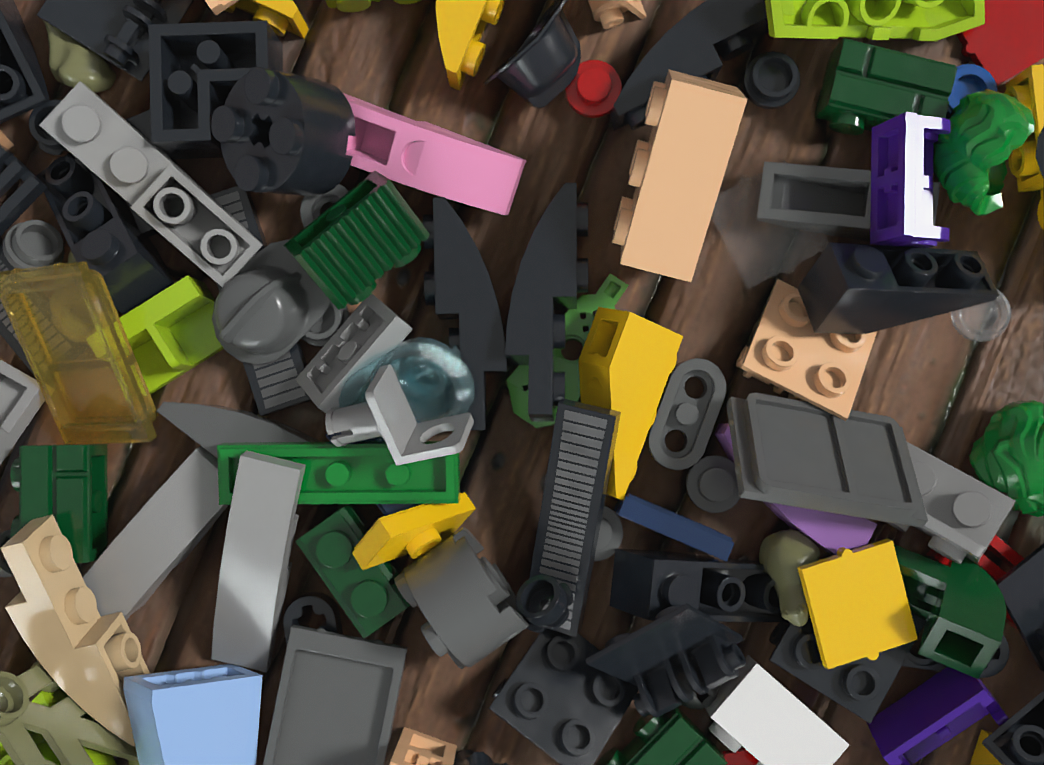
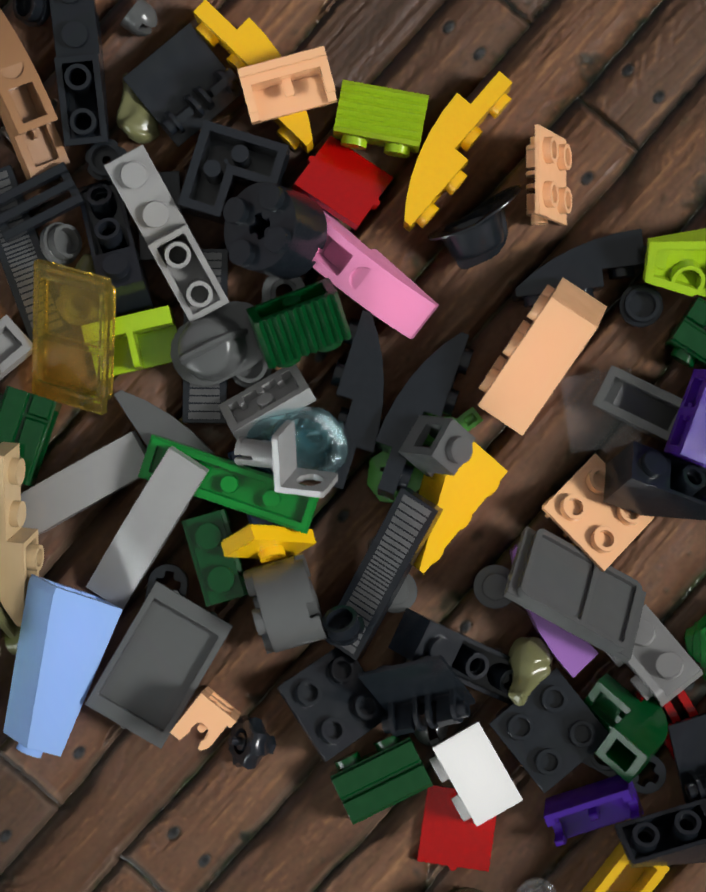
camera: 20 degrees right, 0 degrees up
(357, 53) = (343, 182): none -> red piece
(594, 89) = (508, 267): red plate -> none
(603, 335) = (447, 452): none -> dark grey brick
(674, 526) = (454, 605): dark blue tile -> none
(688, 415) = (492, 529): dark grey plate -> none
(857, 603) = (564, 703): yellow piece -> none

